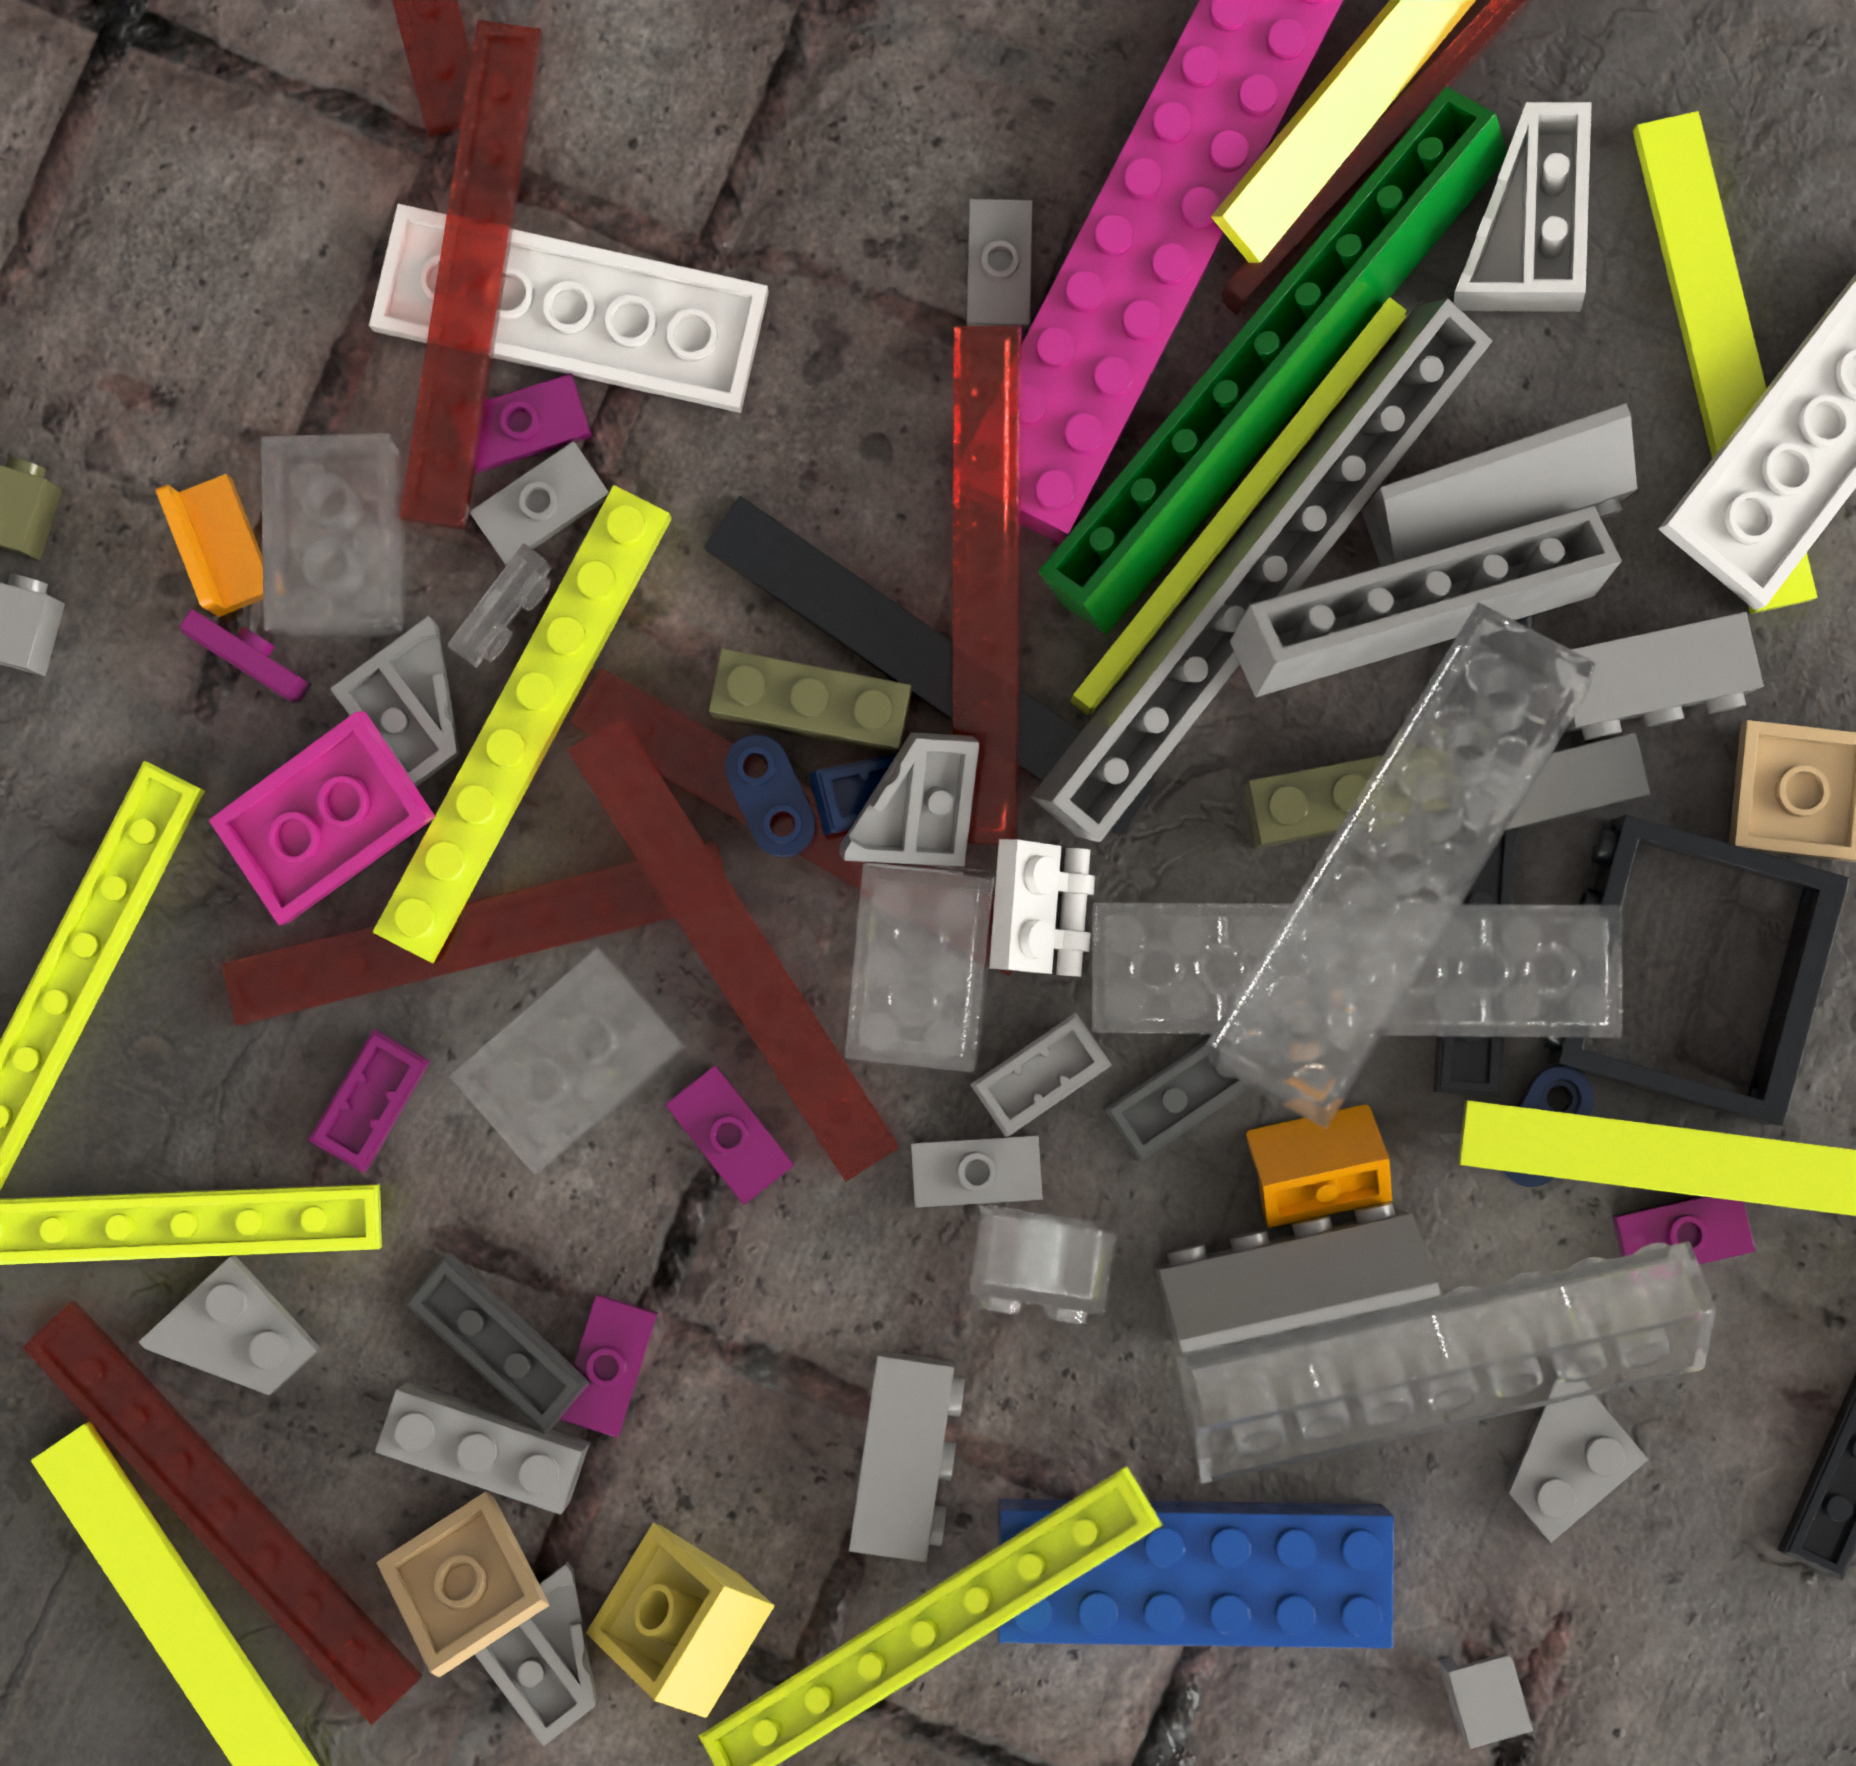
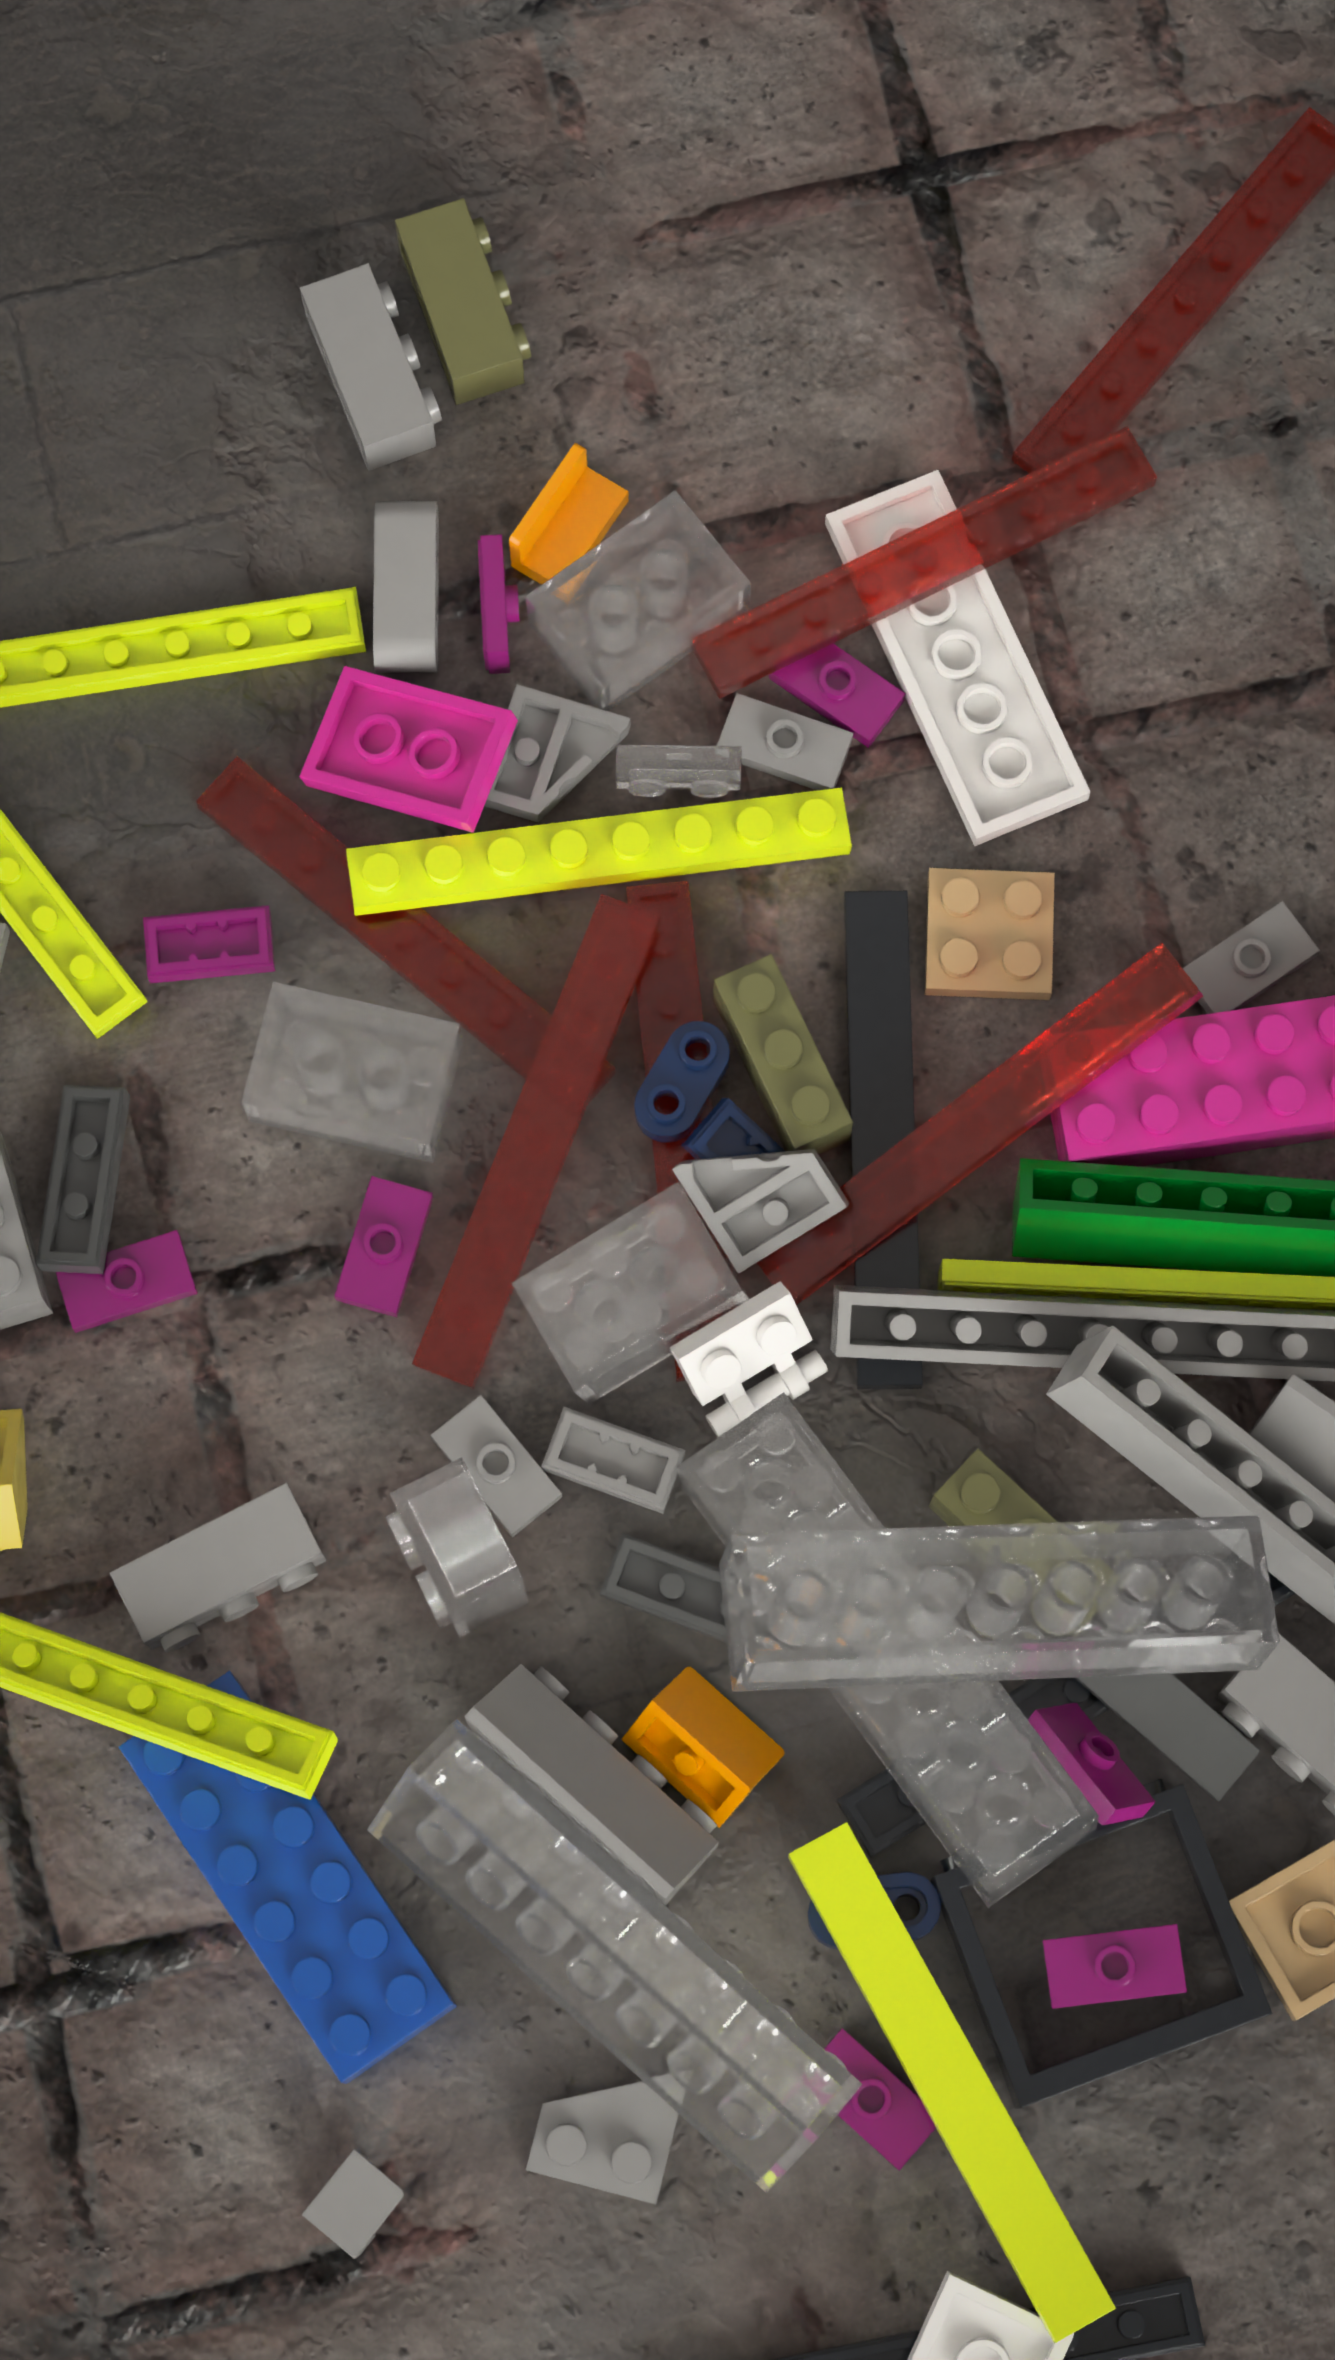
camera: 55 degrees right, 10 degrees down
(174, 718) = (406, 587): none -> light grey beam
(823, 455) = (989, 934): none -> tan plate
(1561, 876) = (1092, 1763): none -> magenta plate
(1731, 974) = (1114, 1966): none -> magenta plate

